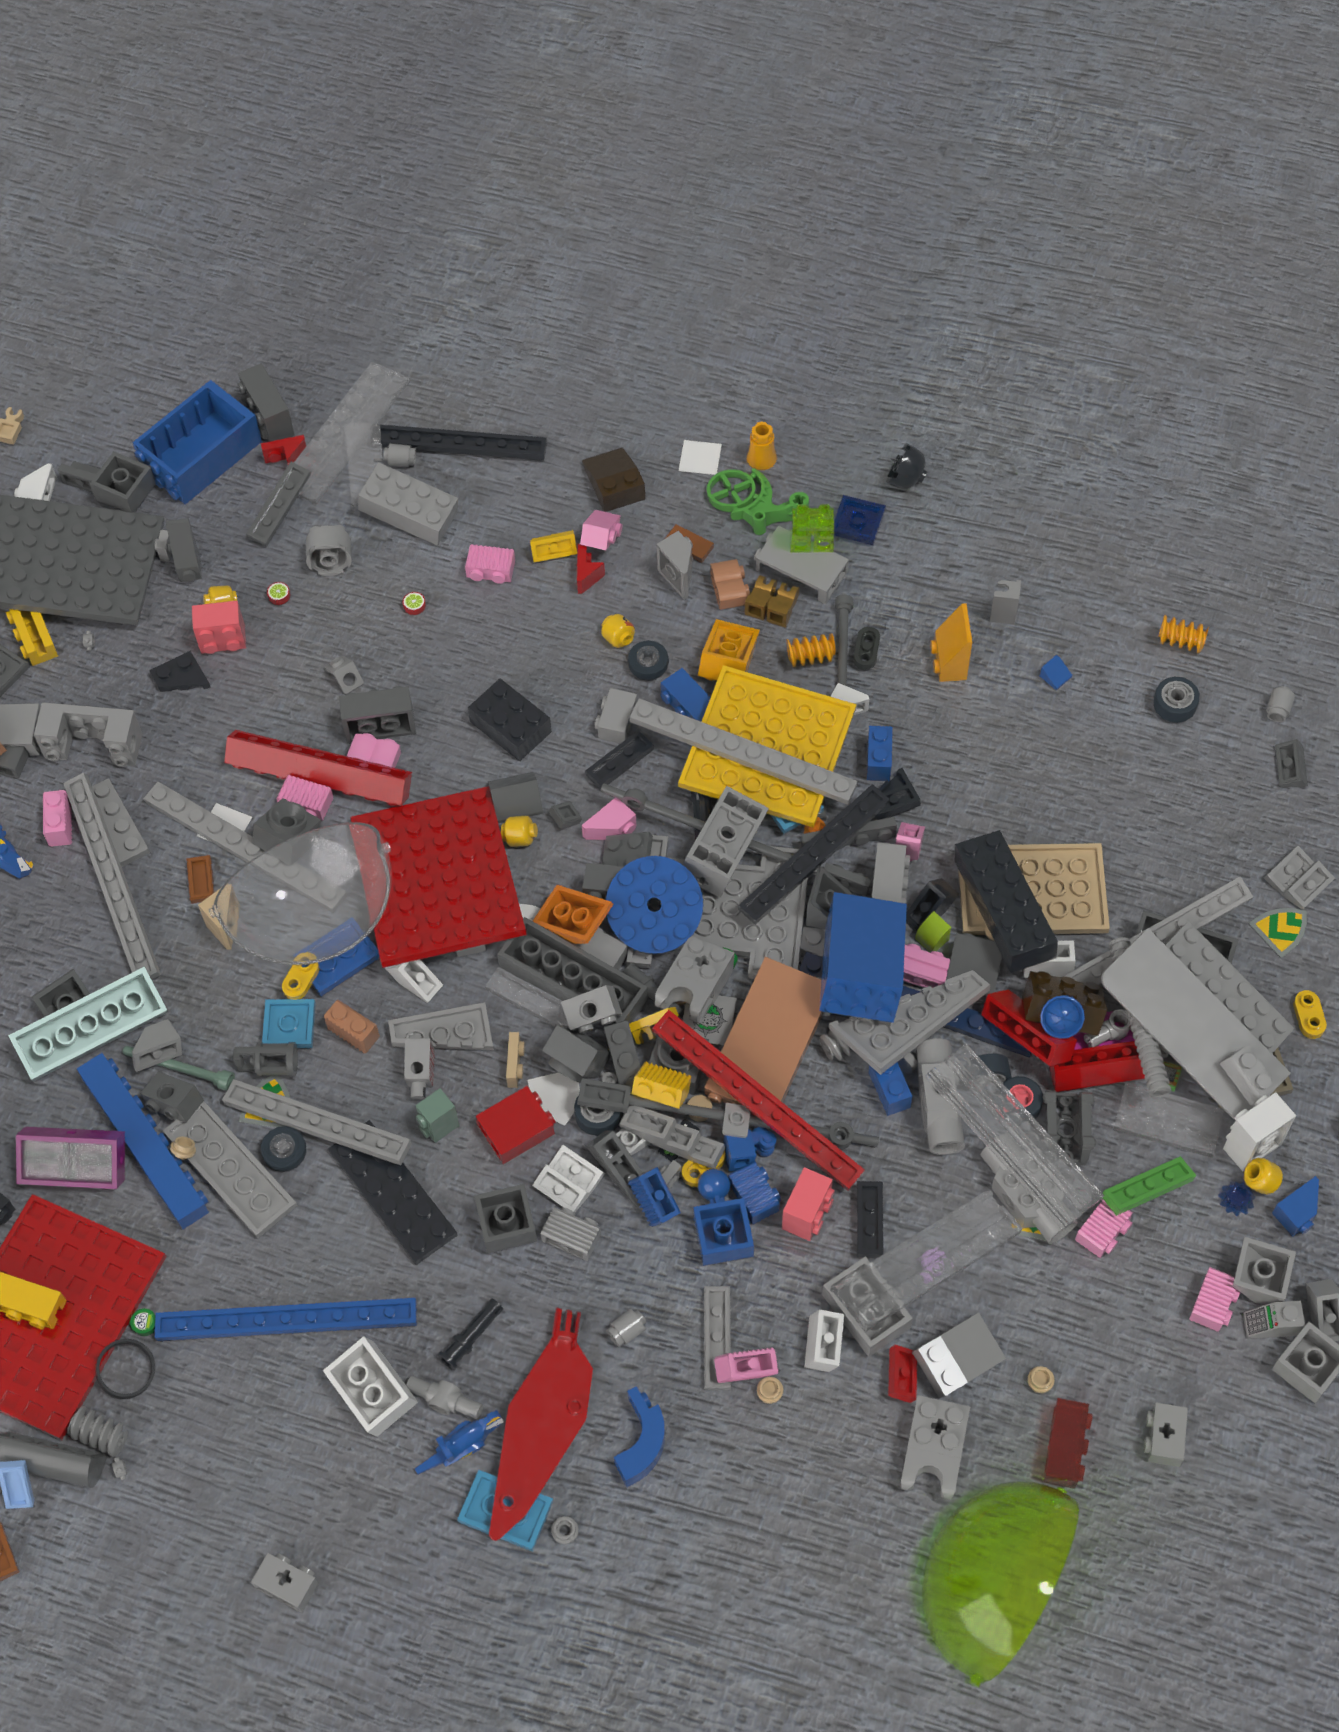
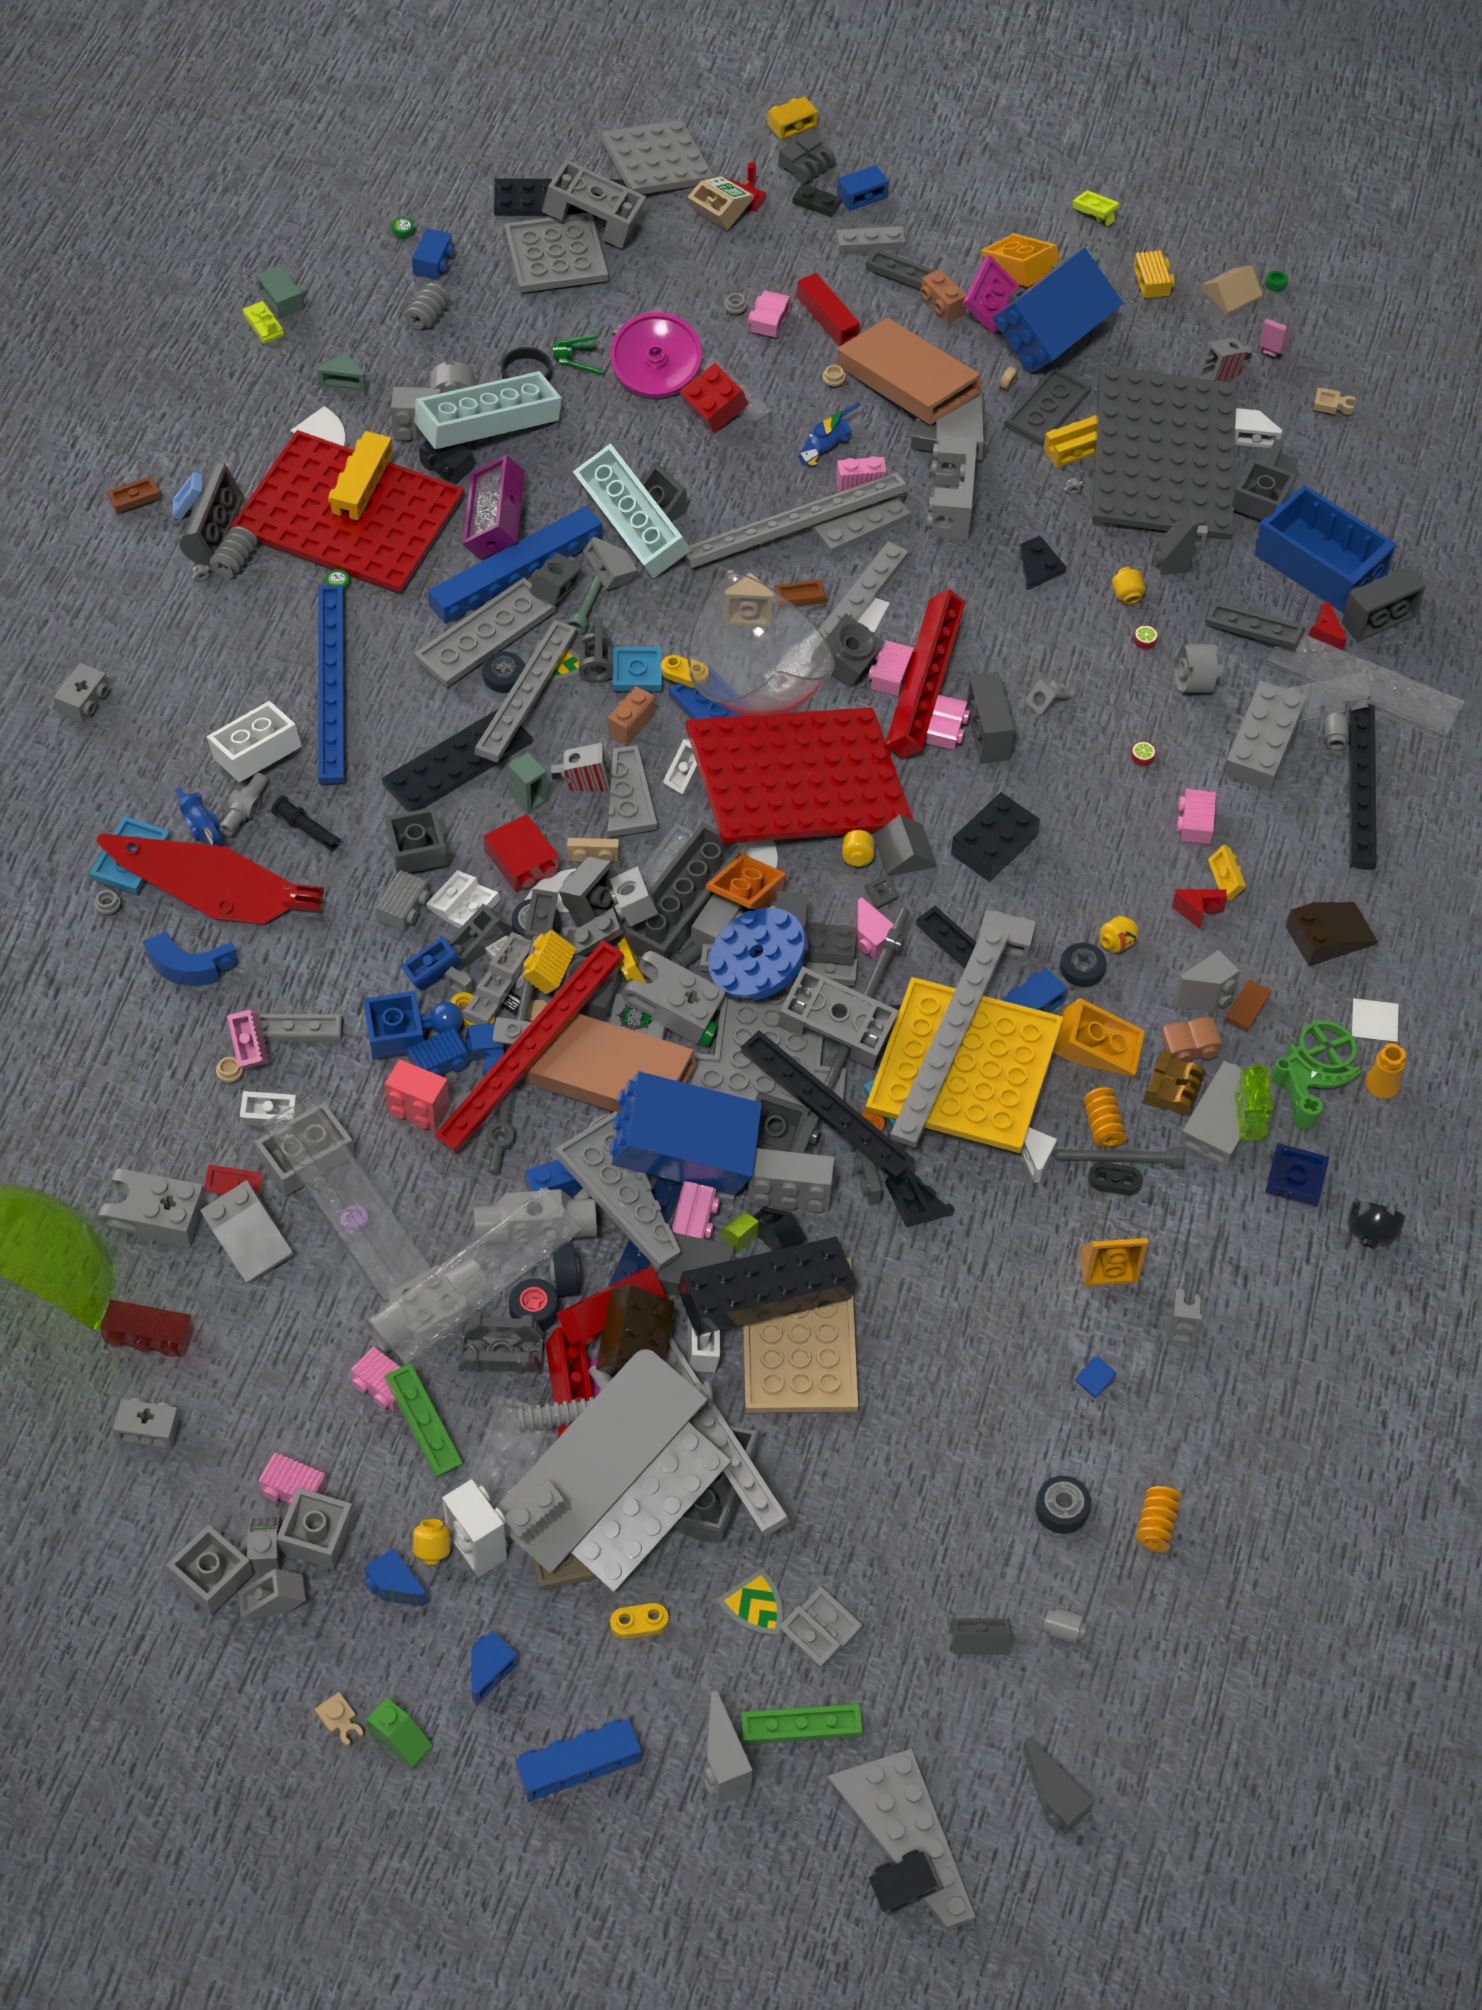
camera: 85 degrees right, 5 degrees down
(131, 1342) = (278, 547): black tyre -> none
(183, 1147) = (500, 588): tan plate -> none
(219, 627) = (1088, 581): coral brick -> none
(601, 530) = (1247, 910): bright pink brick -> none
(626, 1327) = (301, 947): light grey brick -> none
(870, 1219) = (404, 1160): black plate -> none
(879, 753) = (970, 1183): blue brick -> none
(912, 837) = (851, 1203): bright pink slope -> none
(1040, 1379) = (219, 1312): tan plate -> none
(1062, 1017) = (605, 1314): blue hat -> none
(1237, 1198) = (409, 1519): clear blue piece -> none

